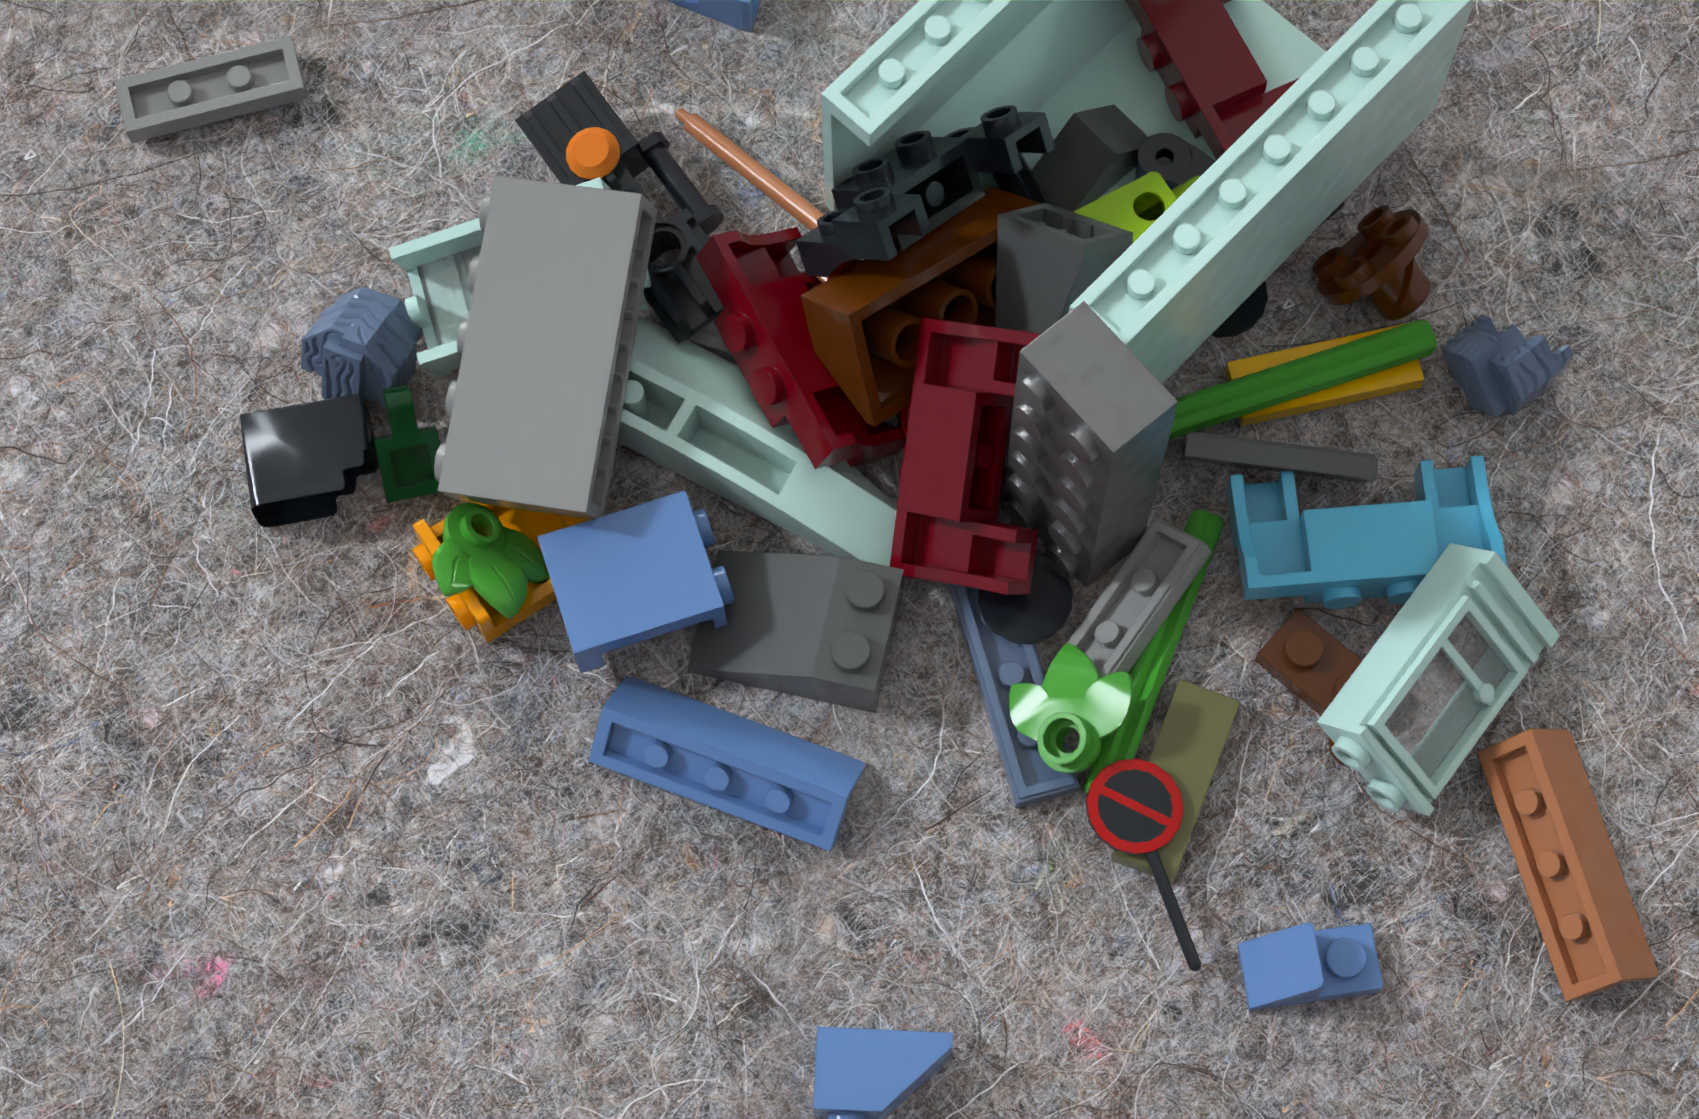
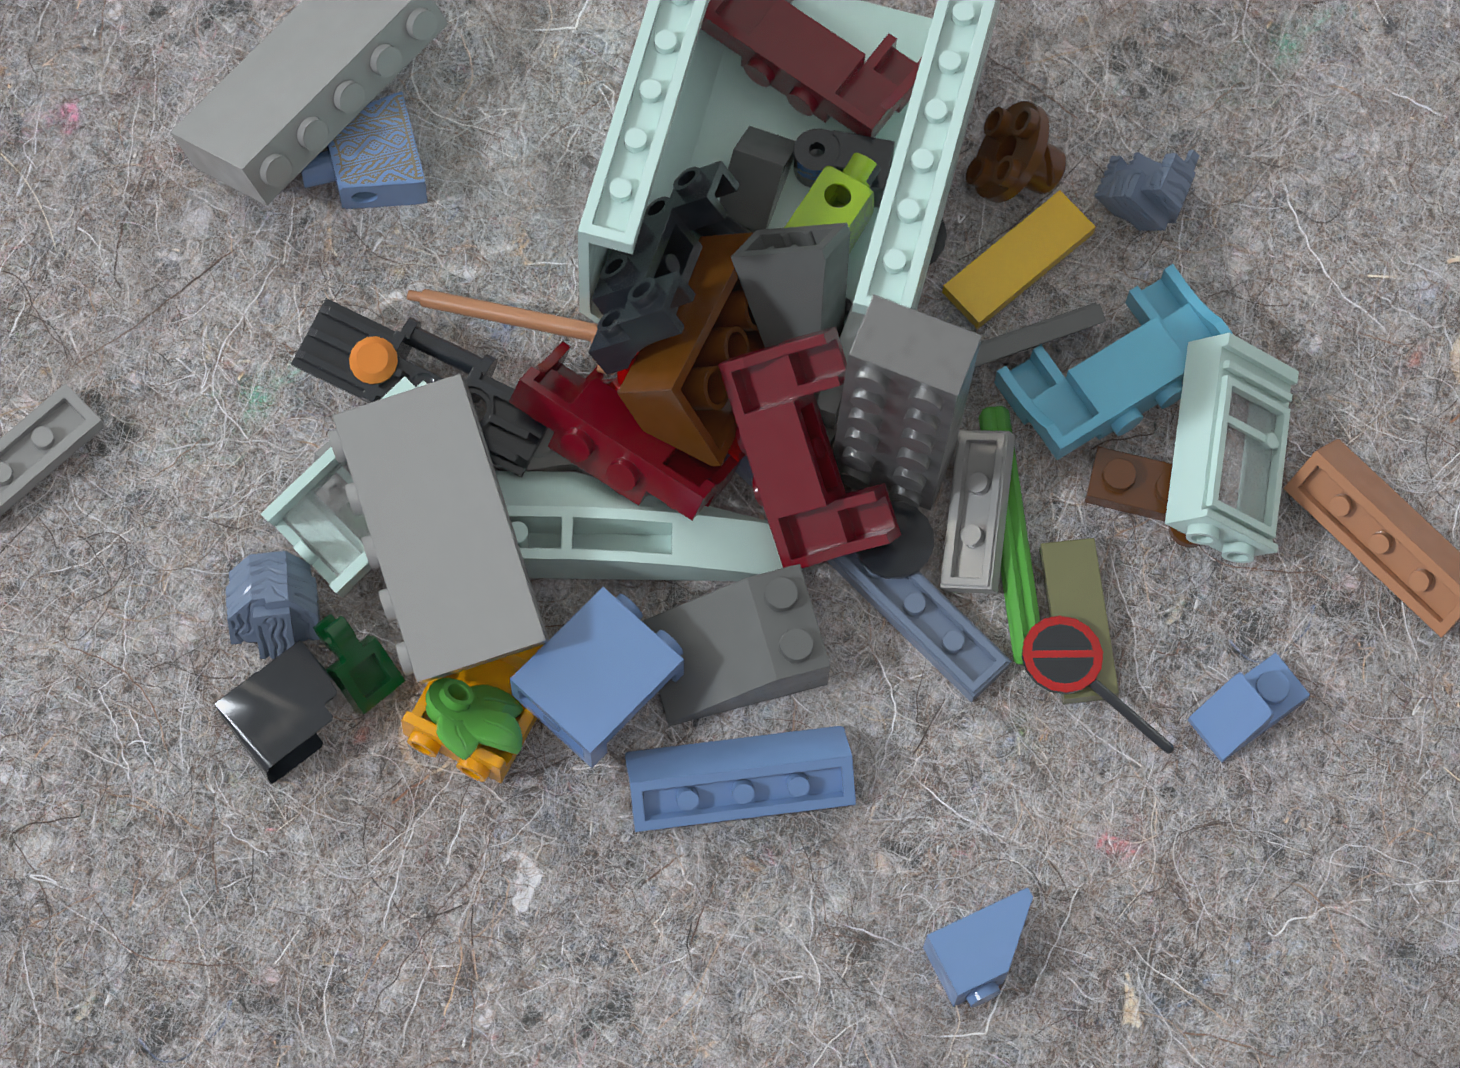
camera: 35 degrees left, 0 degrees up
(1069, 701) = (974, 598): bright green plate -> none
(1303, 376) = (1019, 256): bright green axle -> none

